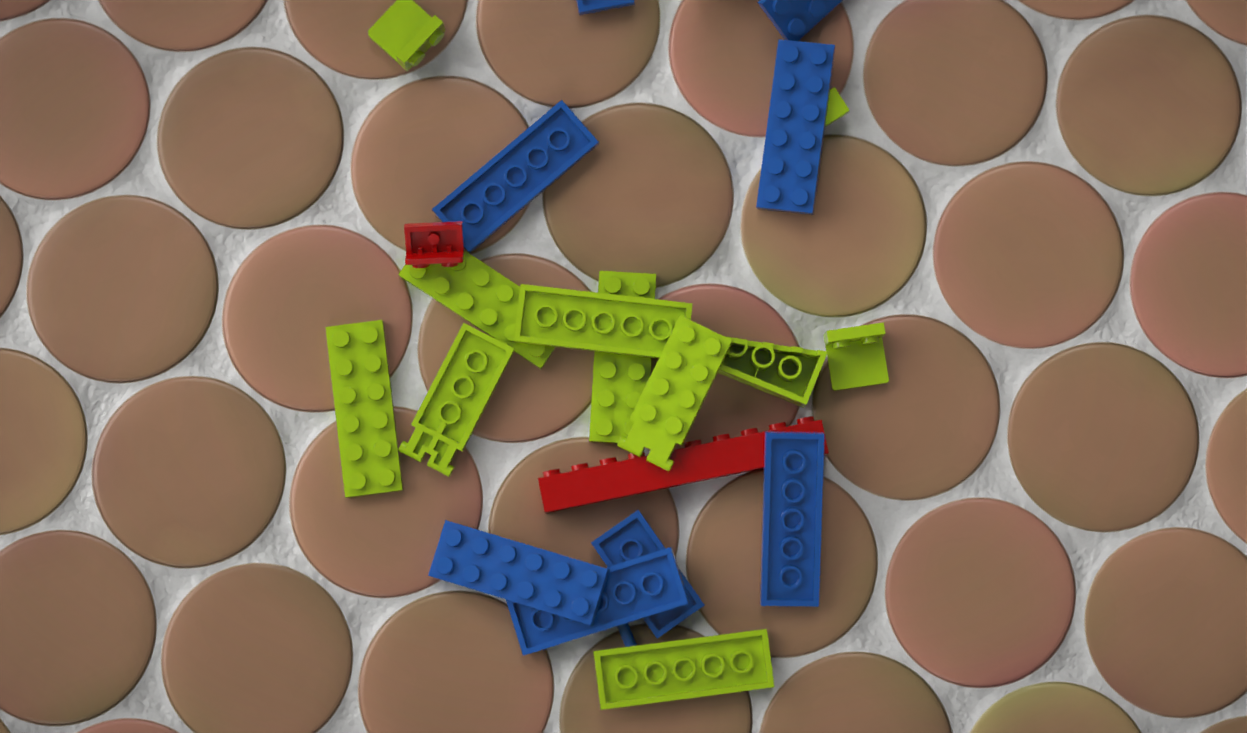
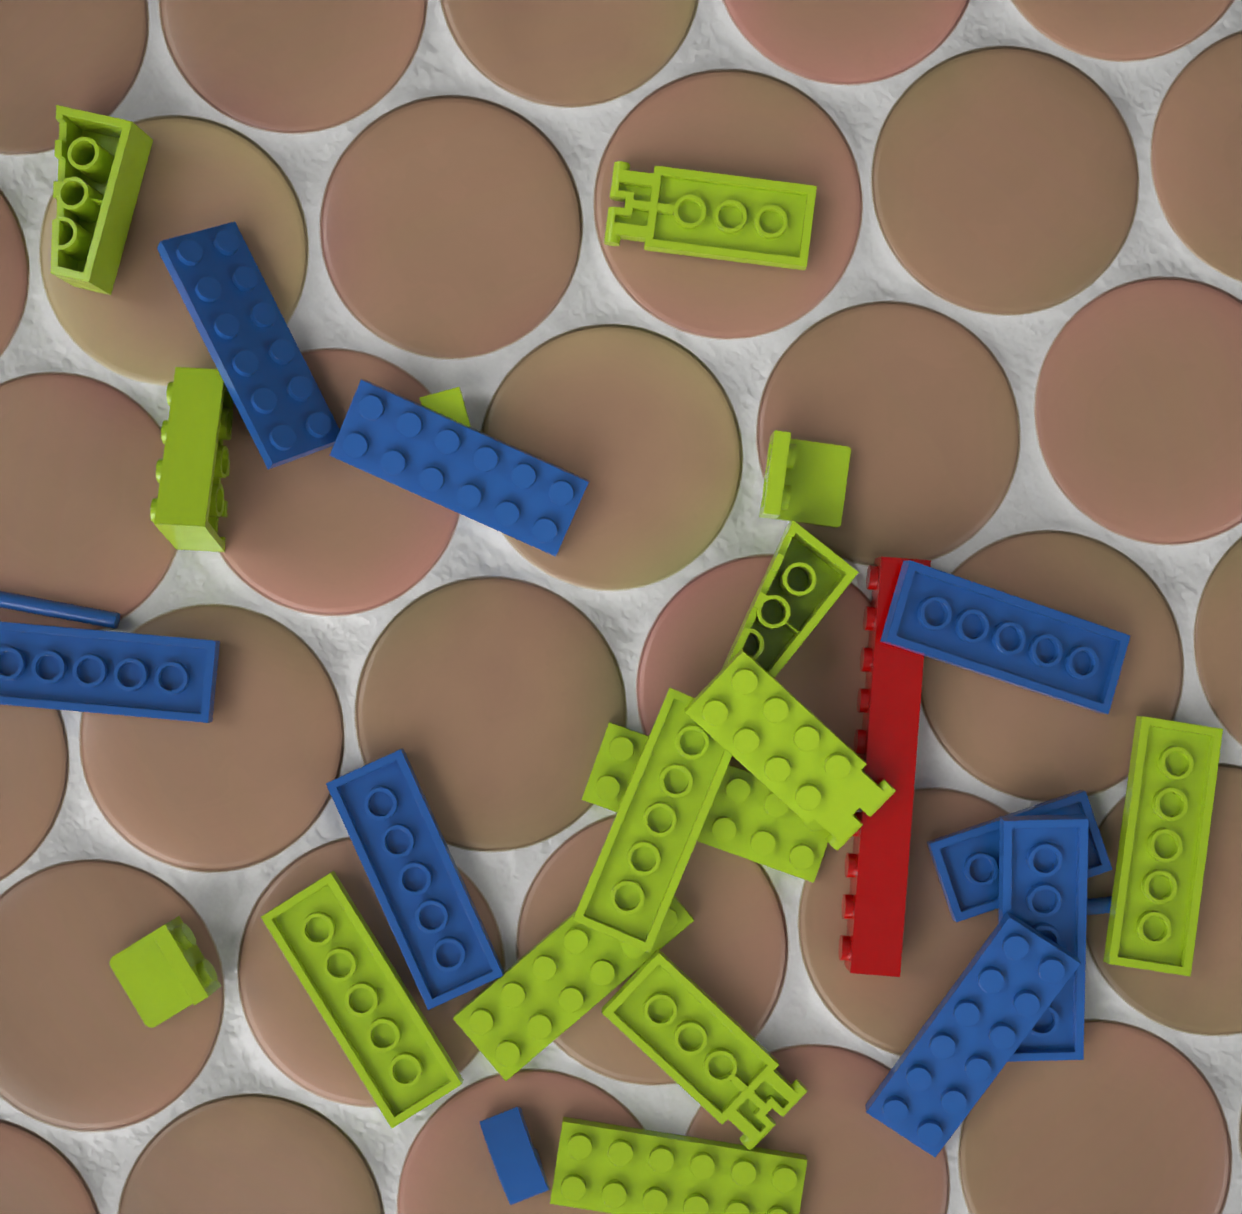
camera: 70 degrees left, 5 degrees up
(350, 294) = (514, 1155): none -> blue slope
(426, 164) = (362, 999): none -> lime plate
(434, 244) = (480, 1025): red bracket -> none
(1015, 245) = (712, 215): none -> lime hinge

